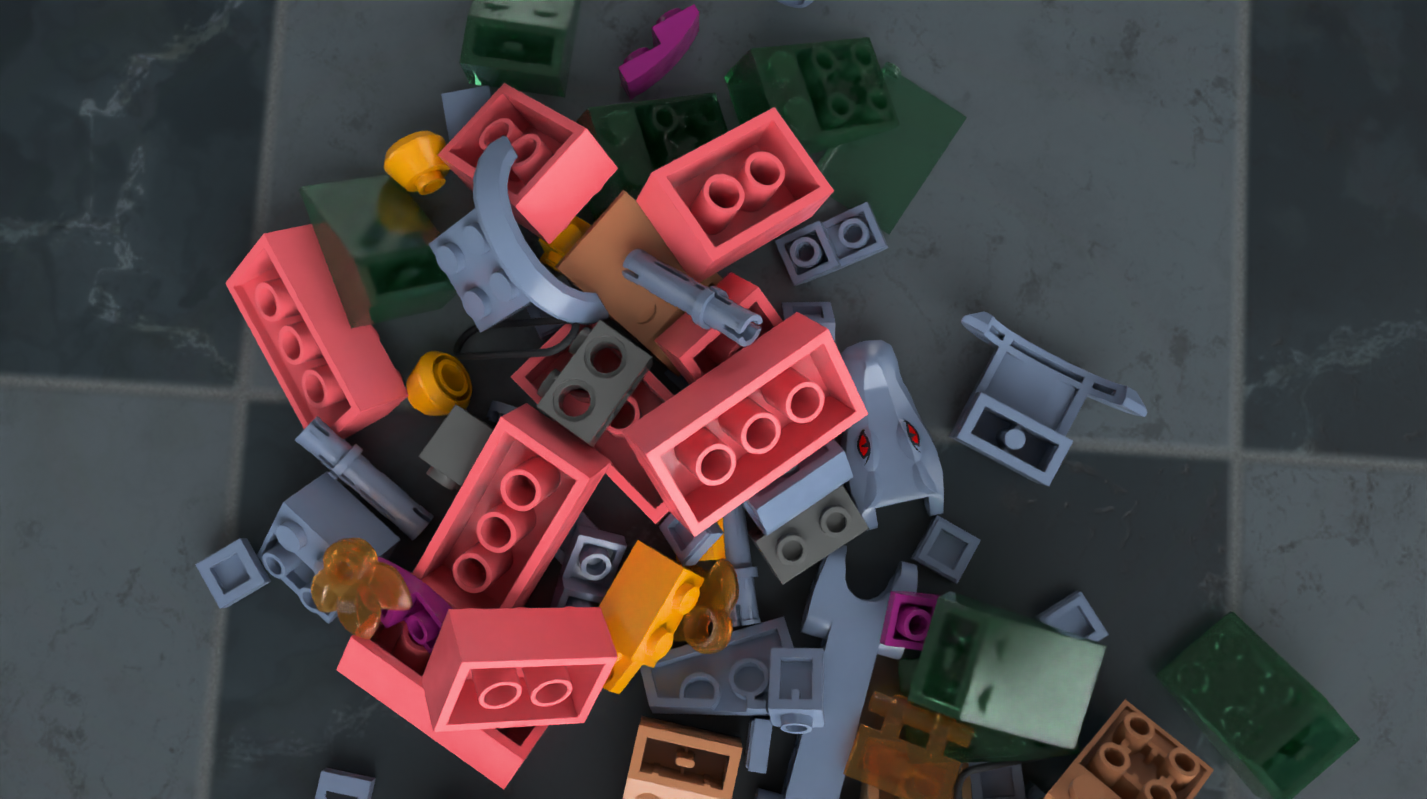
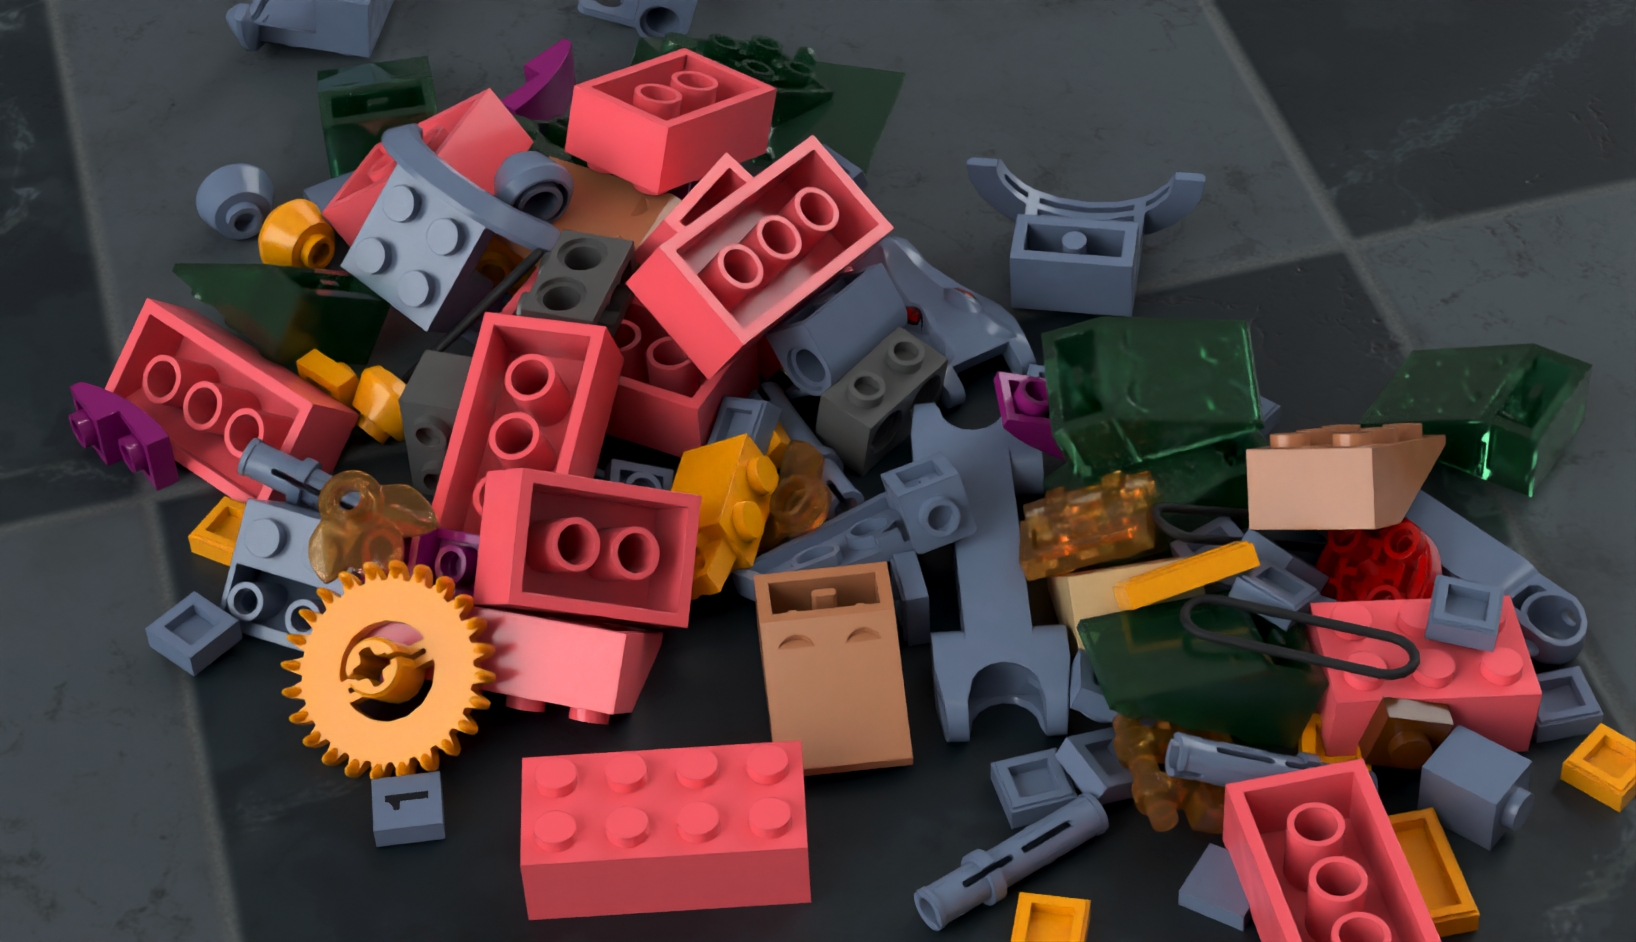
camera: 10 degrees left, 40 degrees down
(223, 327) = (122, 432): none -> magenta slope
(290, 465) = (218, 531): none -> light orange tile
(338, 711) = (345, 672): none -> light orange gear
(383, 97) = (236, 200): none -> sand blue cone
(399, 345) = (329, 376): none -> light orange plate
(589, 249) = (534, 185): none -> sand blue cone
(706, 305) = (674, 172): sand blue pin -> none

